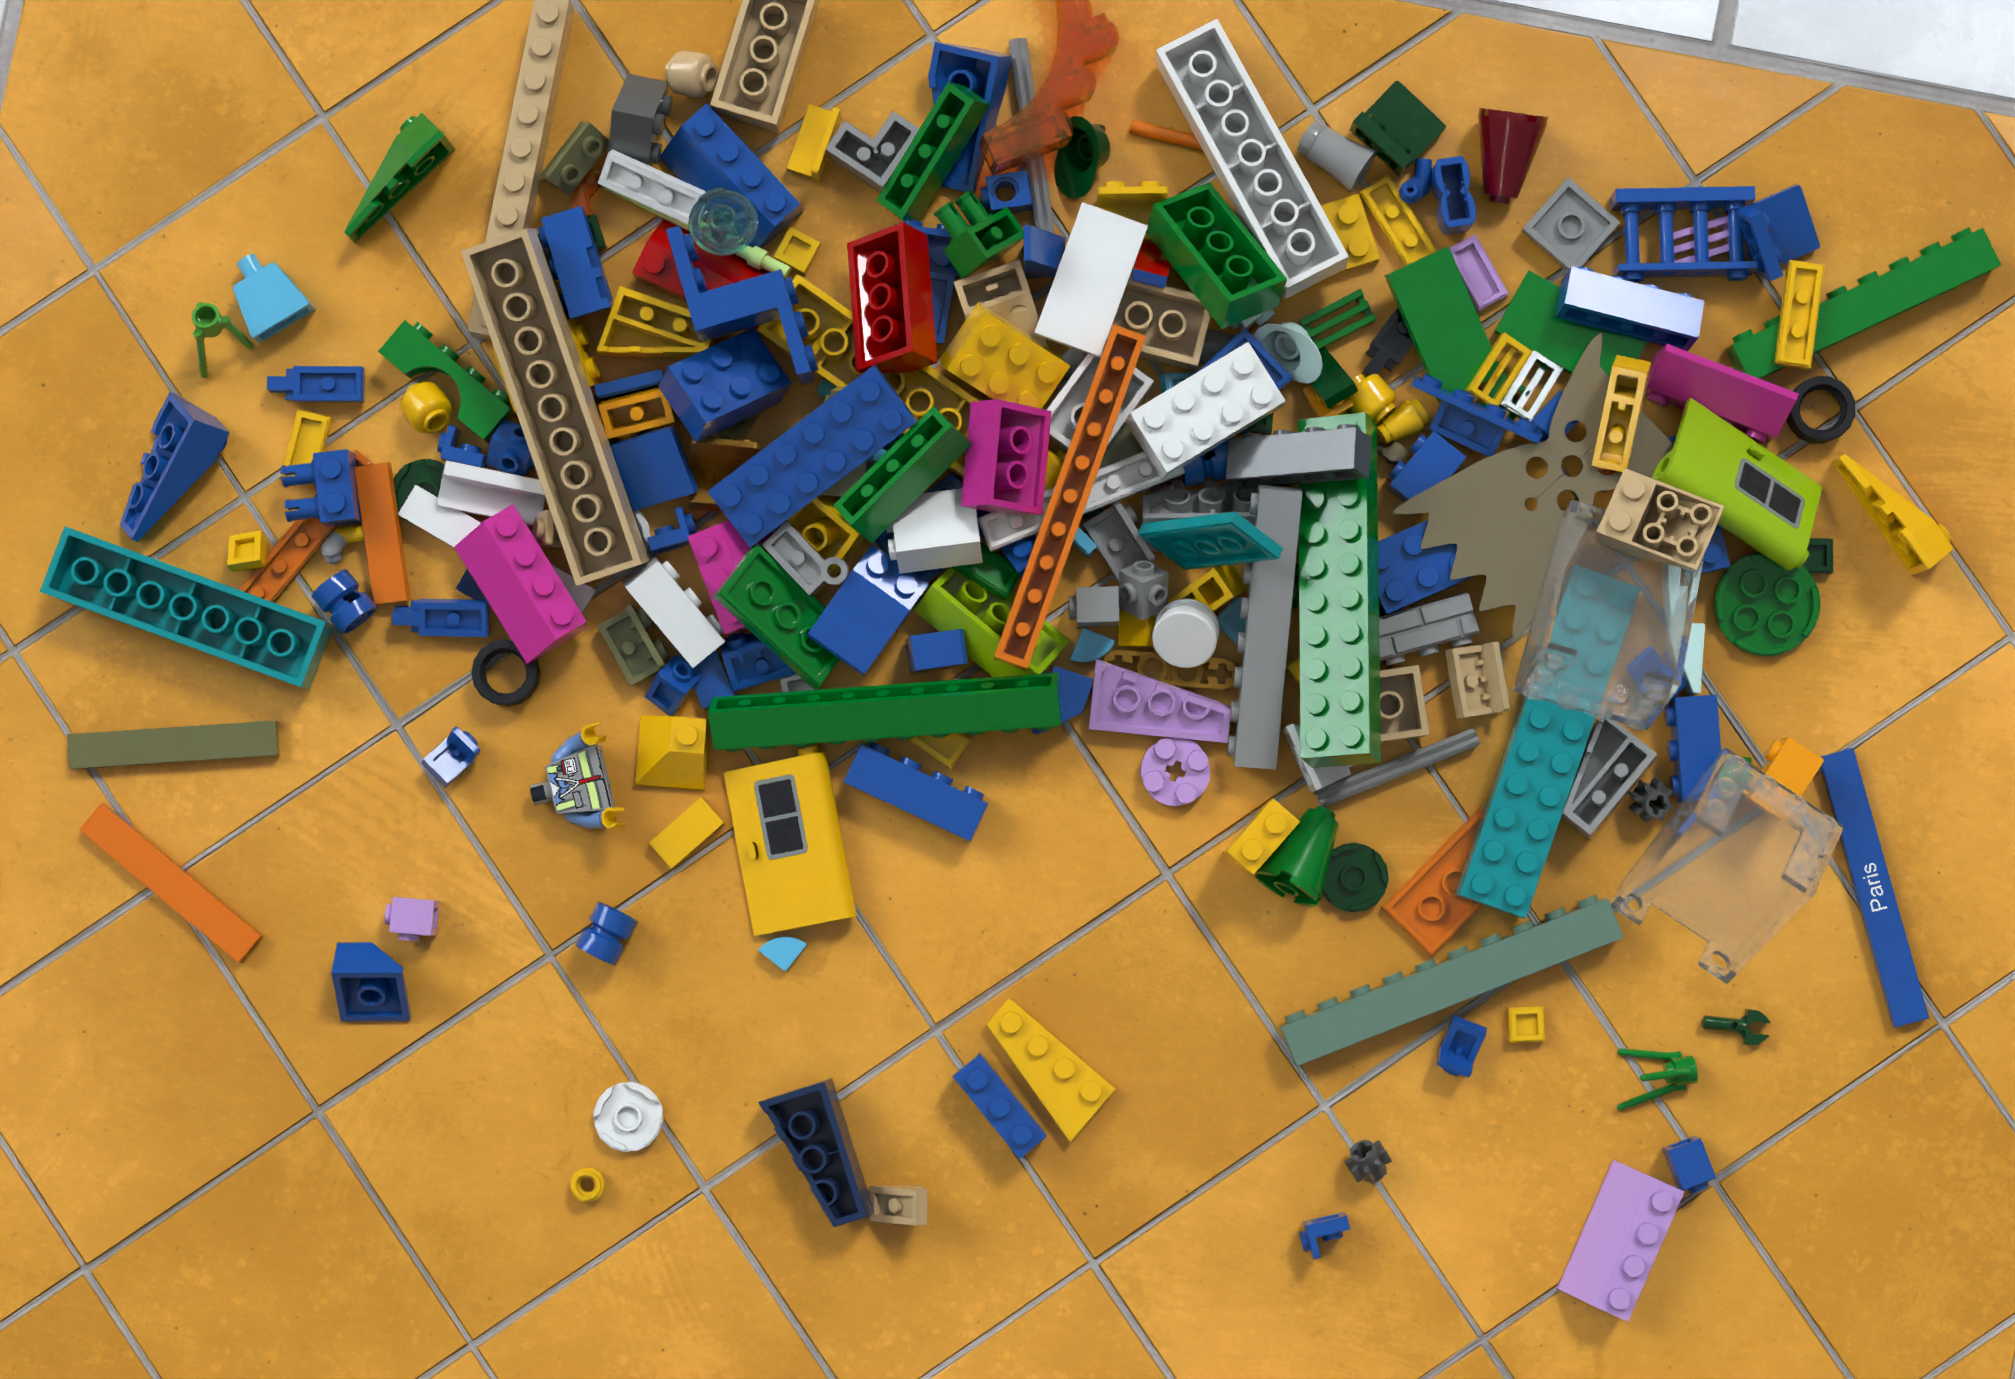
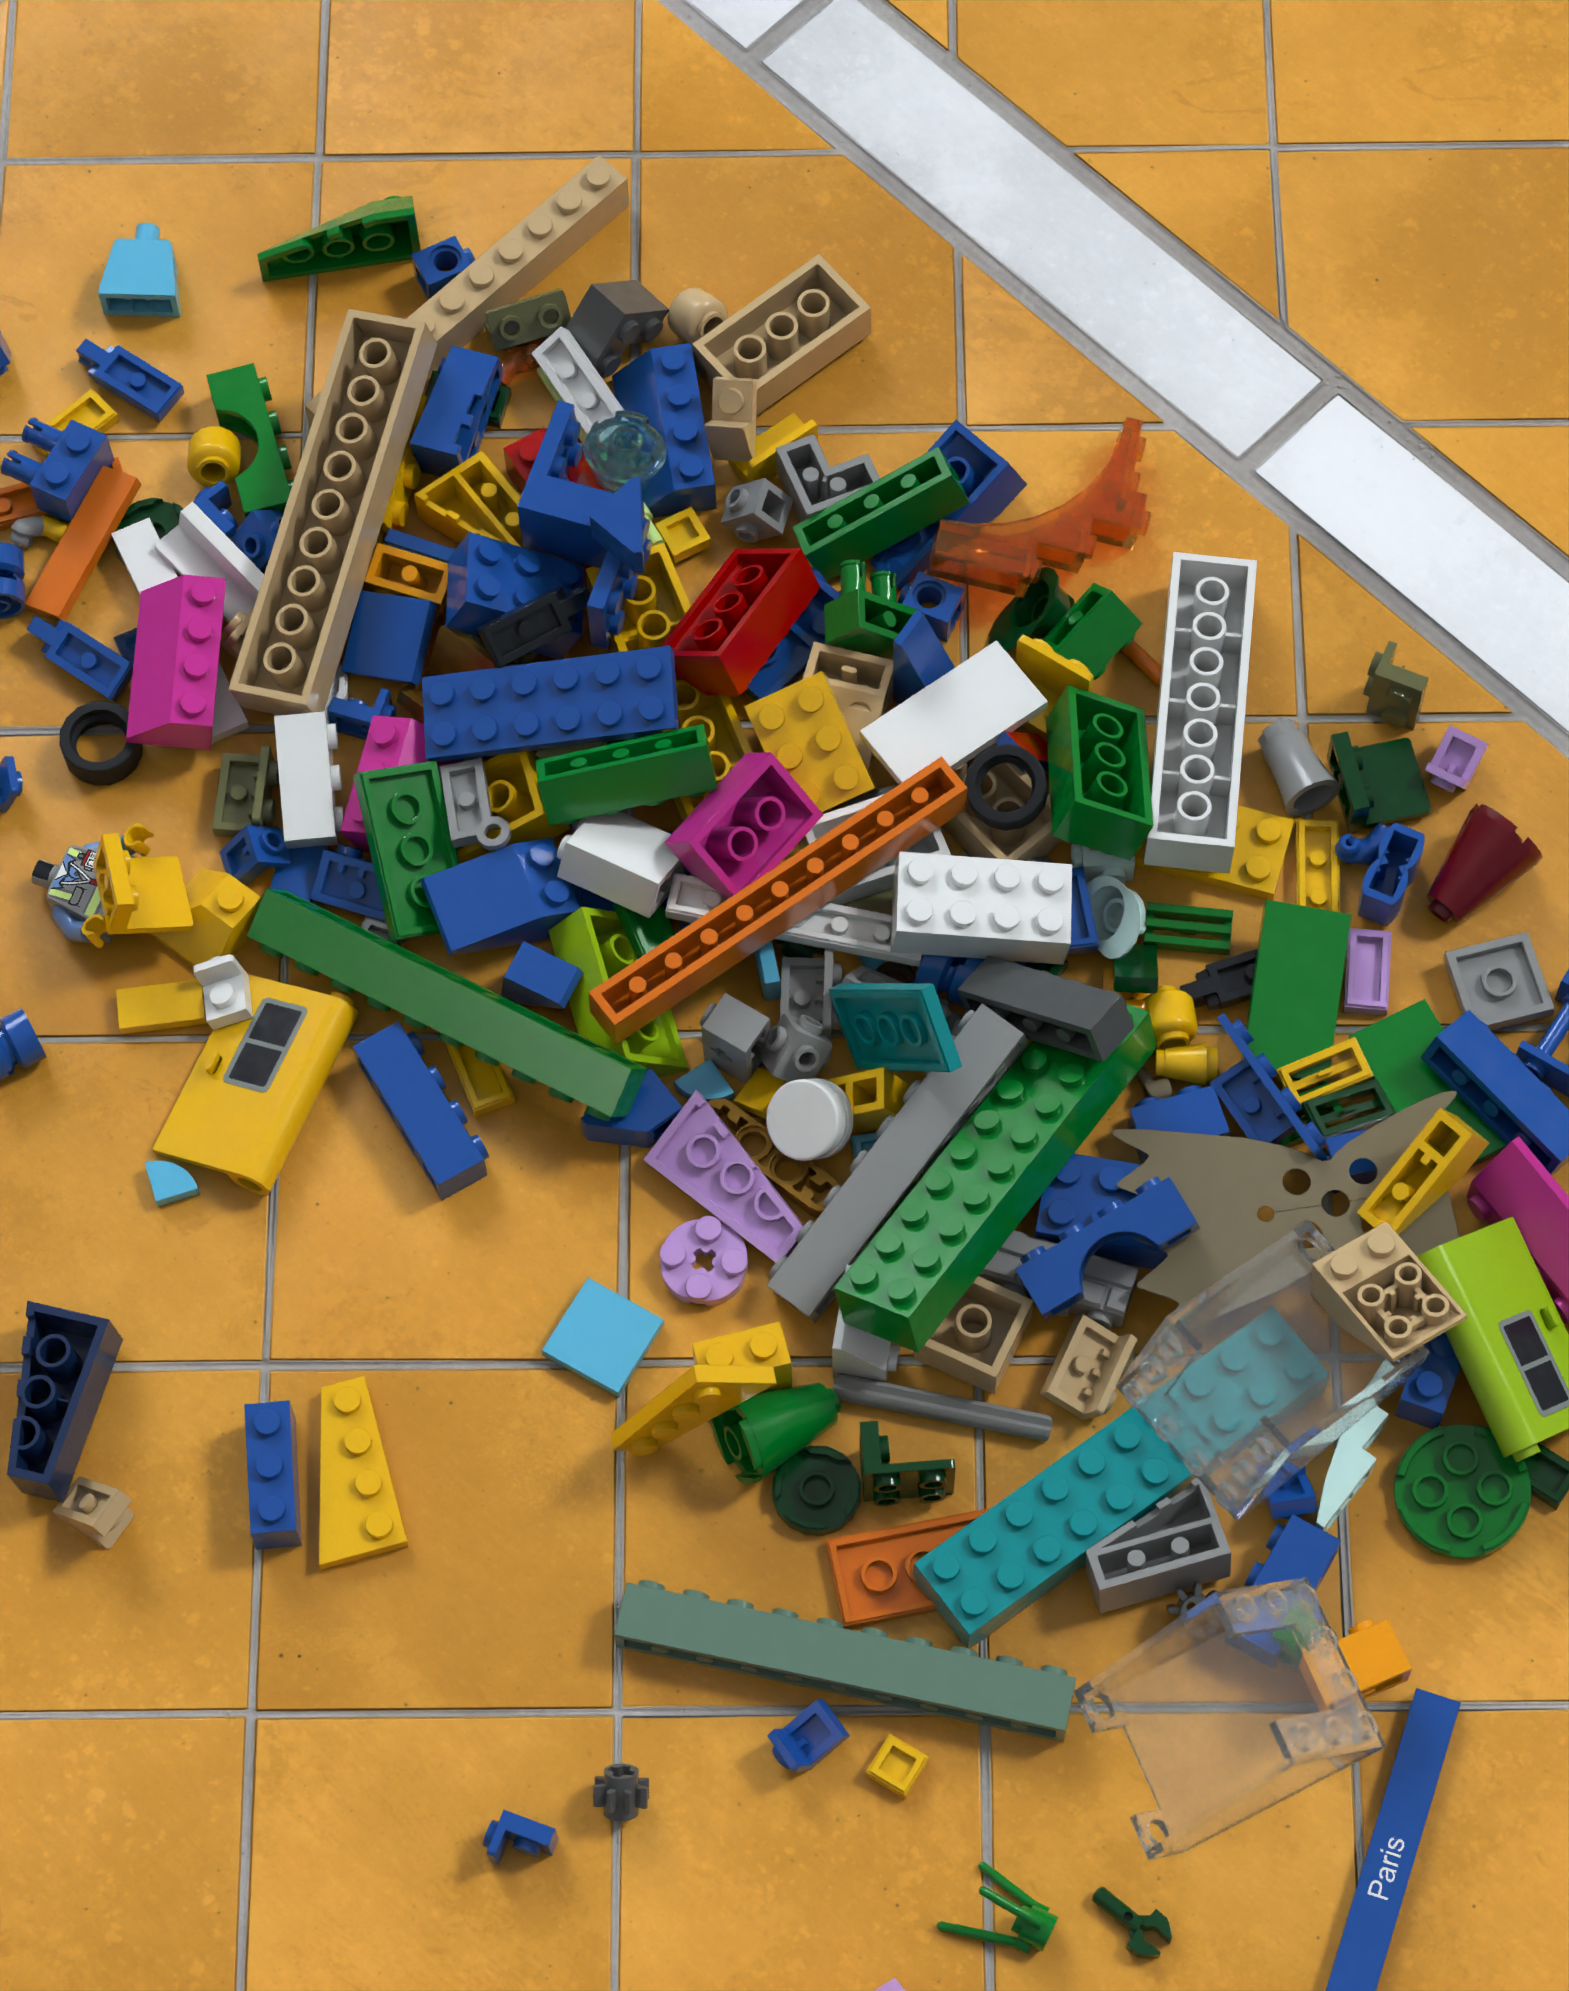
camera: 30 degrees right, 20 degrees down
(210, 324) = (67, 252): bright green plant -> none
(482, 168) = (442, 255): none -> blue brick
(624, 770) = (140, 891): none -> yellow bracket
(725, 796) = (224, 990): none -> white bracket
(761, 404) = (532, 624): none -> black hinge
(778, 143) = (733, 422): none -> tan slope
(784, 303) = (620, 525): none -> blue slope
(839, 201) = (756, 510): none -> light grey brick
(1035, 168) = (979, 598): light grey axle -> none
(1136, 147) = (1094, 629): none -> green brick
(1145, 866) = (603, 1337): none -> medium azure tile
(1191, 313) = (1000, 755): none -> black tyre
(1252, 893) = (688, 1403): none -> yellow wing
(1369, 59) = (1394, 691): none -> olive bracket
(1384, 838) = (892, 1482): none -> dark green bracket
(1440, 77) = (1456, 759): none -> lavender bracket
(1466, 560) = (1153, 1216): none -> blue arch

